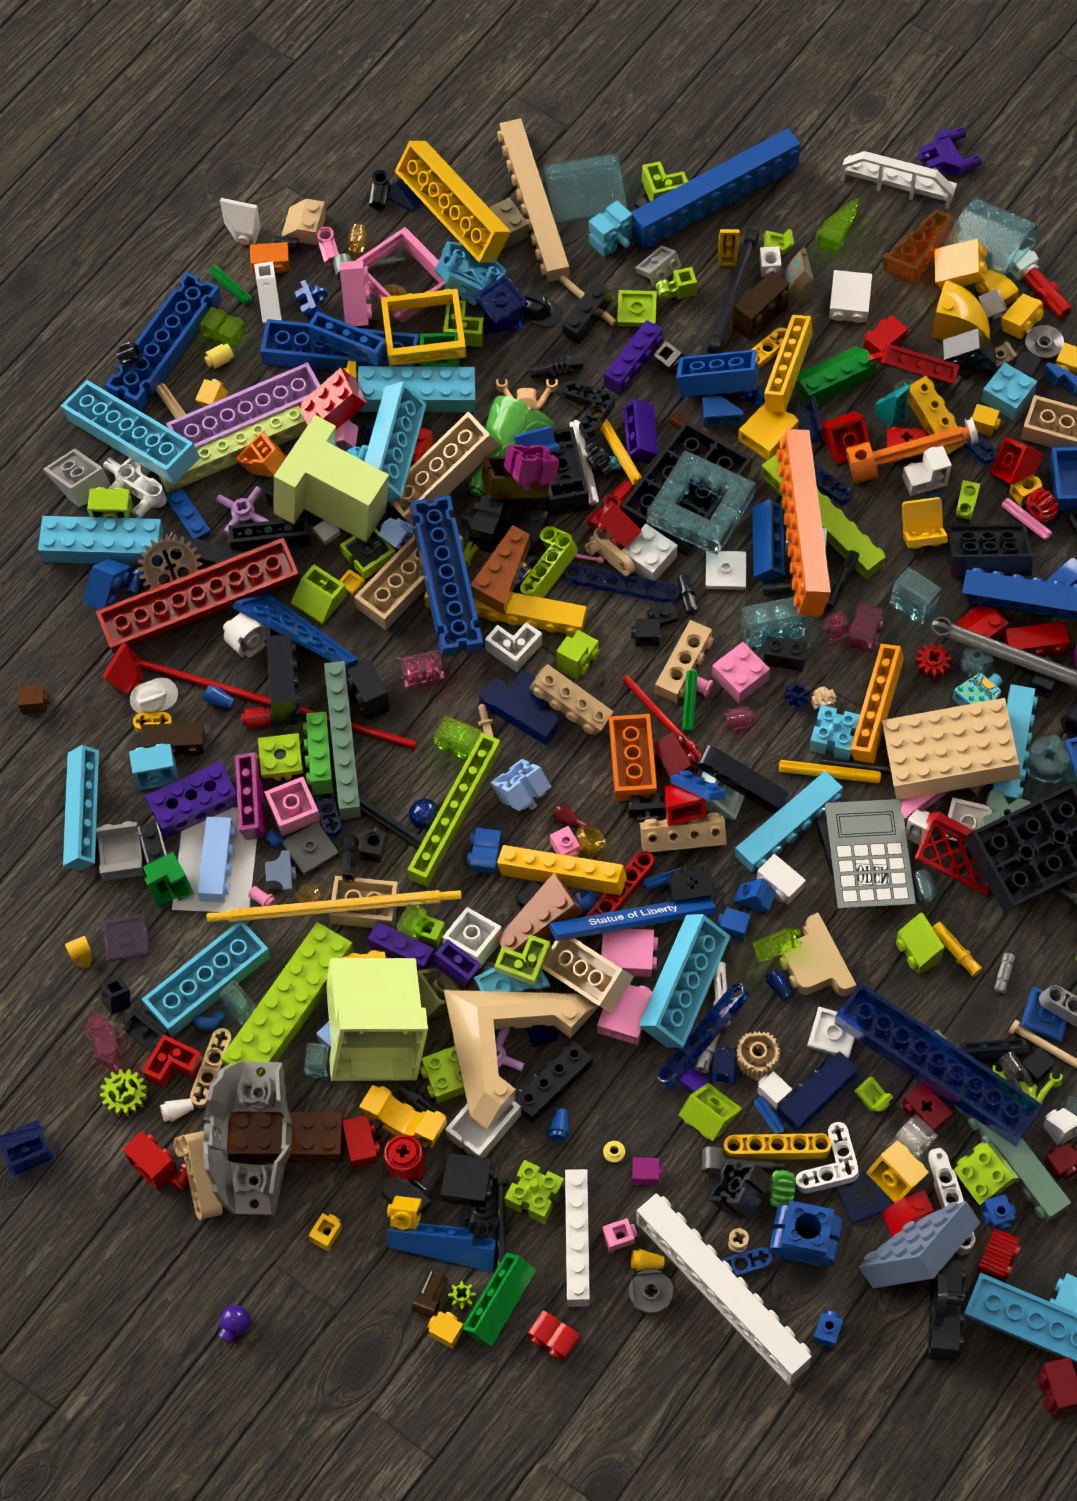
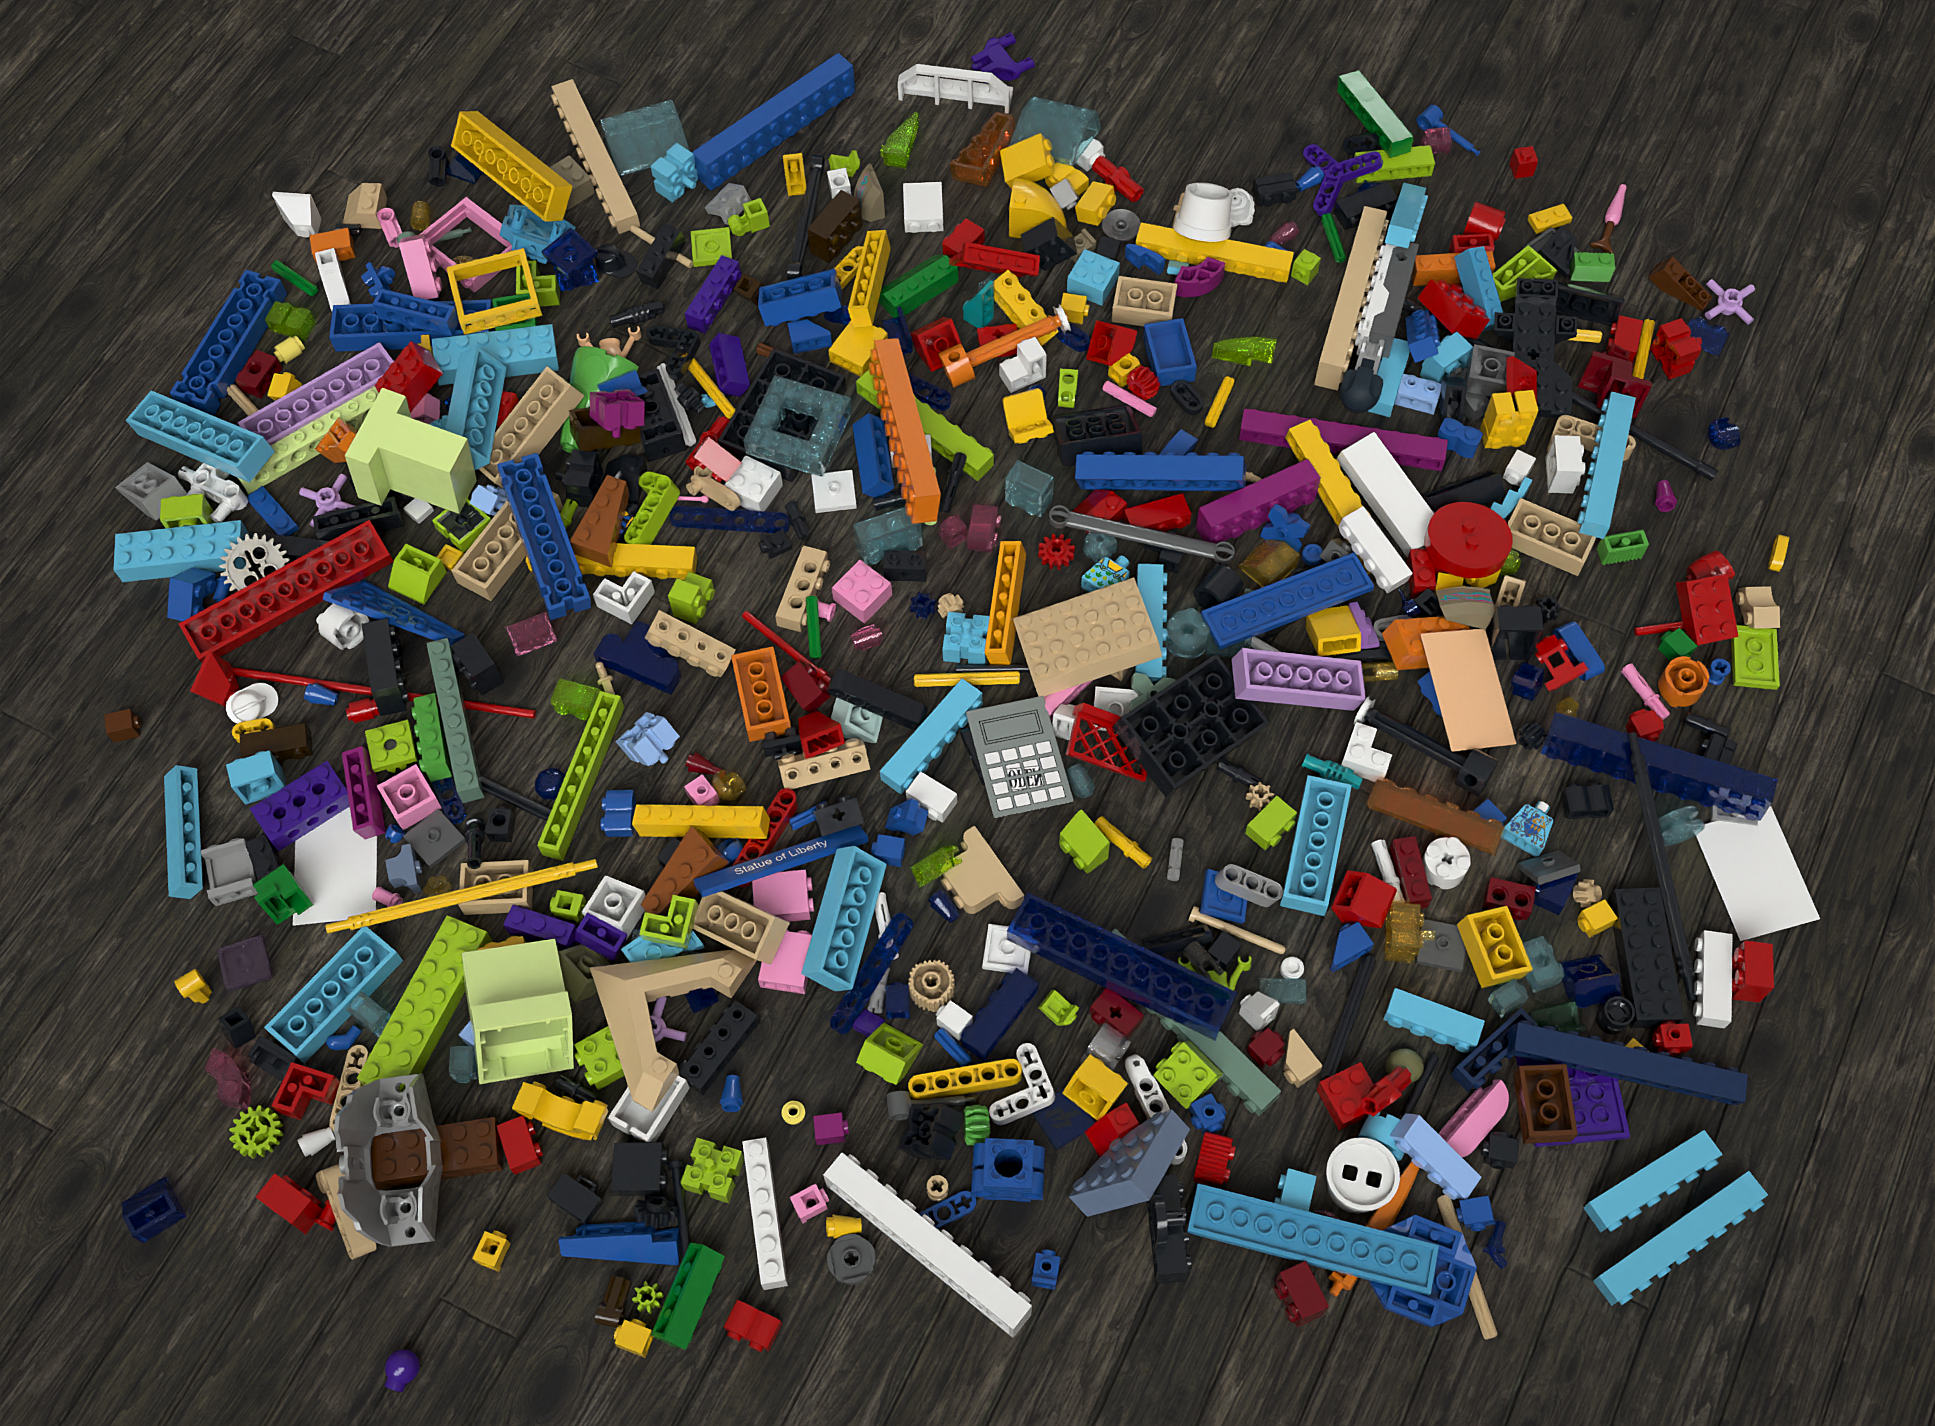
camera: 10 degrees left, 0 degrees up
(129, 354) = (191, 357): black gear -> none
(186, 386) = (258, 374): none -> dark red brick
(215, 859) = (333, 865): light blue brick -> none
(404, 1213) = (574, 1216): yellow brick -> none
(410, 1166) = (578, 1160): red piece -> none
(413, 921) = (549, 899): clear neon green brick -> none
(646, 632) = (760, 564): black brick -> none
(657, 182) = (715, 121): lime brick -> none
(698, 786) = (832, 713): blue plate -> none

